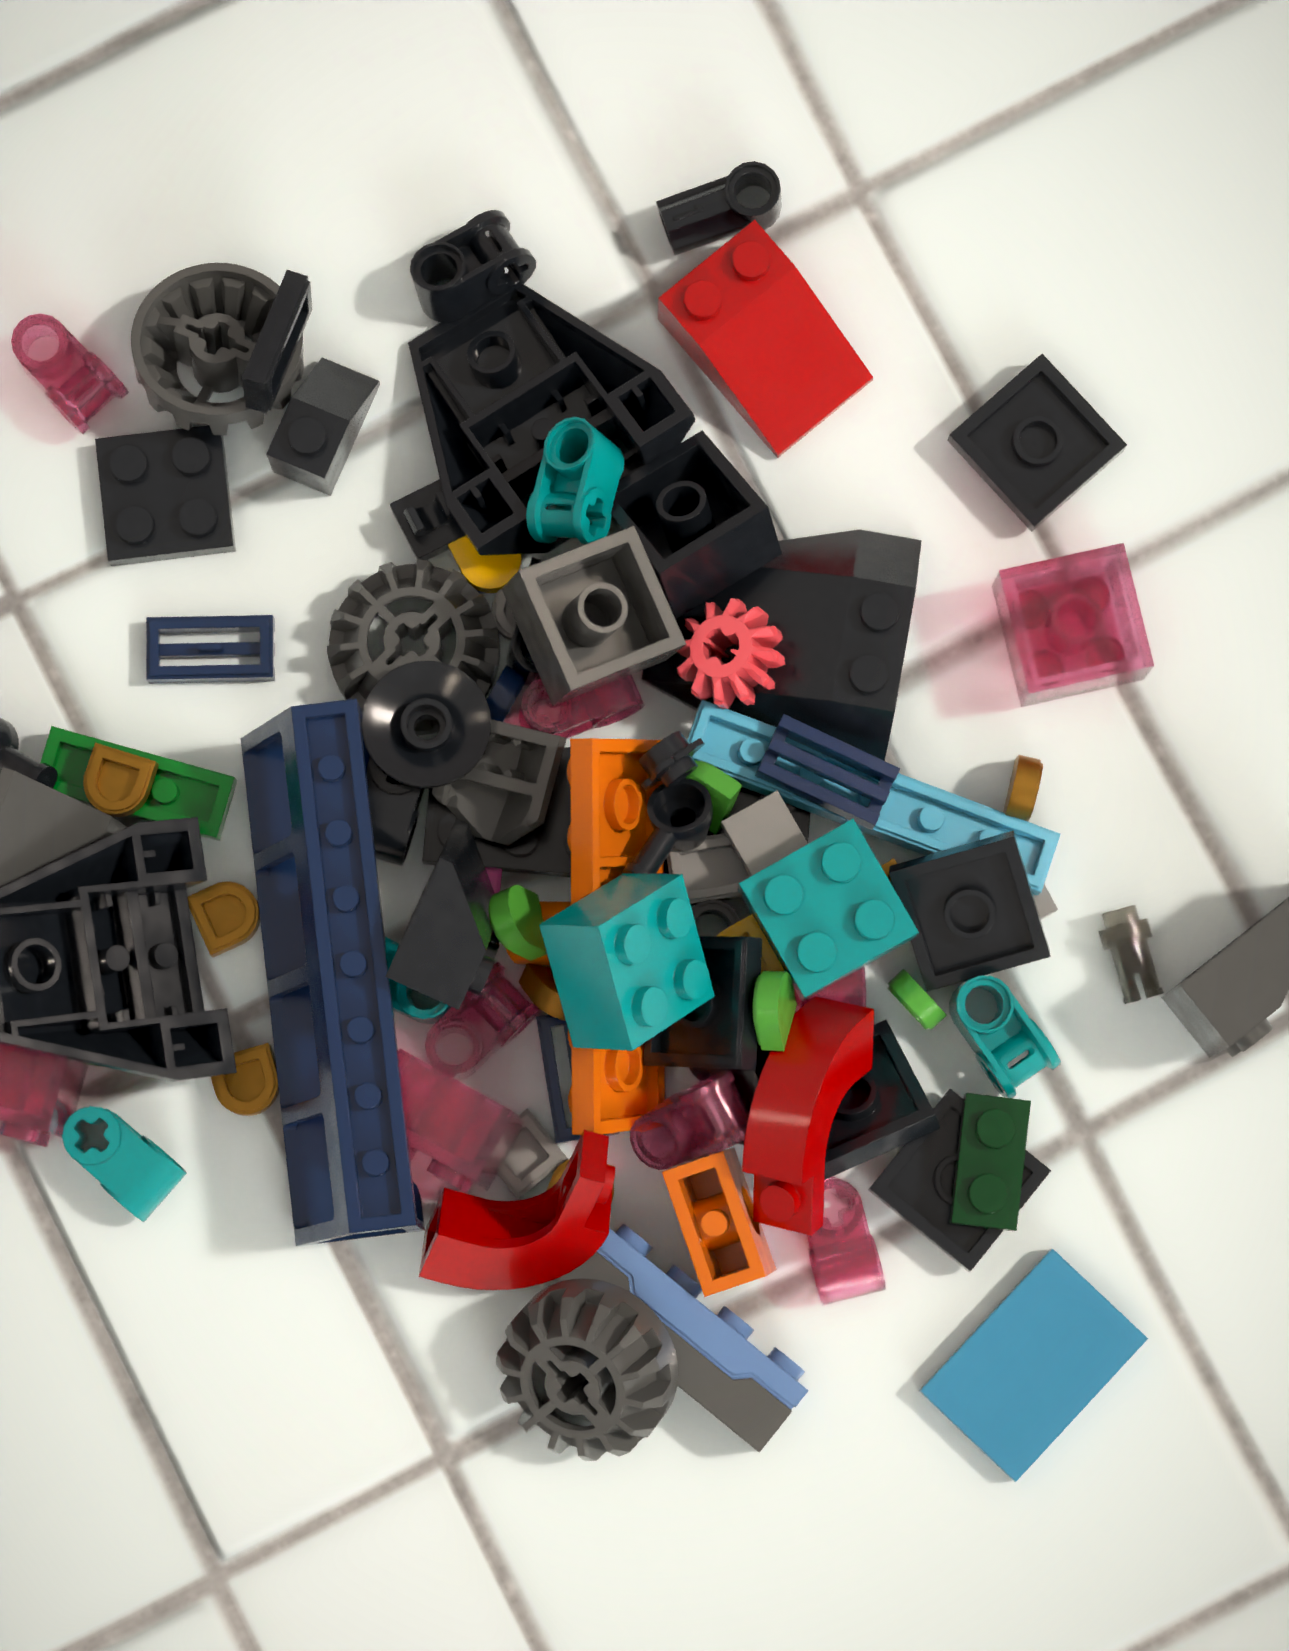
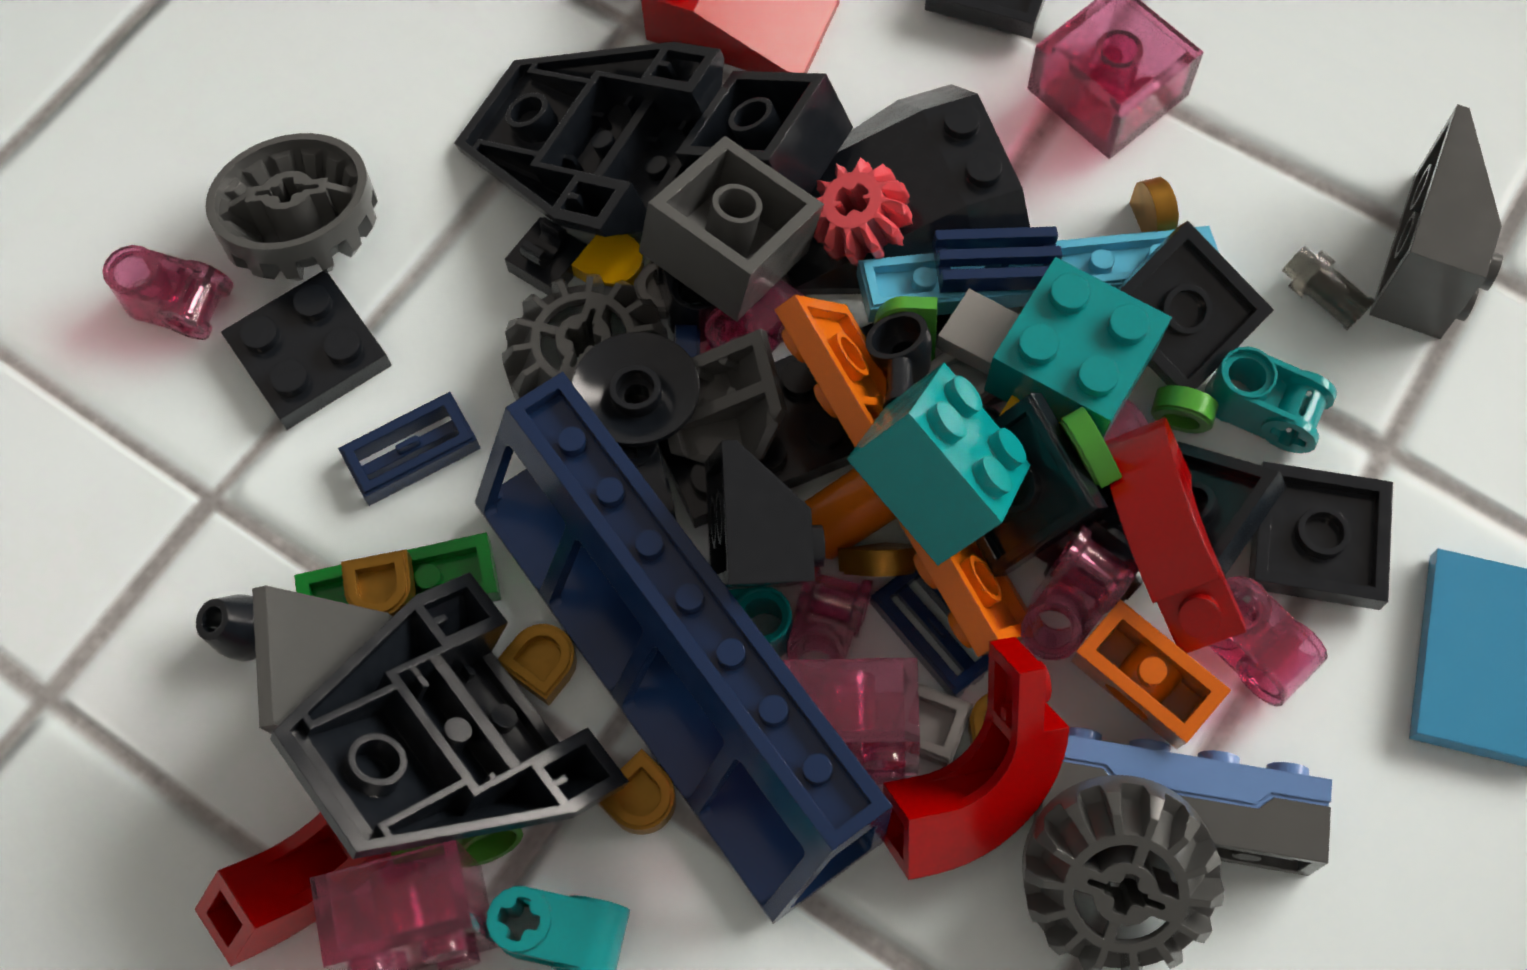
camera: 25 degrees left, 15 degrees down
(277, 342) = (339, 156): black tile -> none
(321, 425) = (414, 235): black slope -> none
(473, 266) = (469, 62): black piece -> none
(516, 921) = (824, 507): bright green tile -> none
(576, 482) = (651, 140): teal piece -> none
(669, 760) = (866, 301): black plate -> none
(990, 1162) = (1342, 499): dark green plate -> none

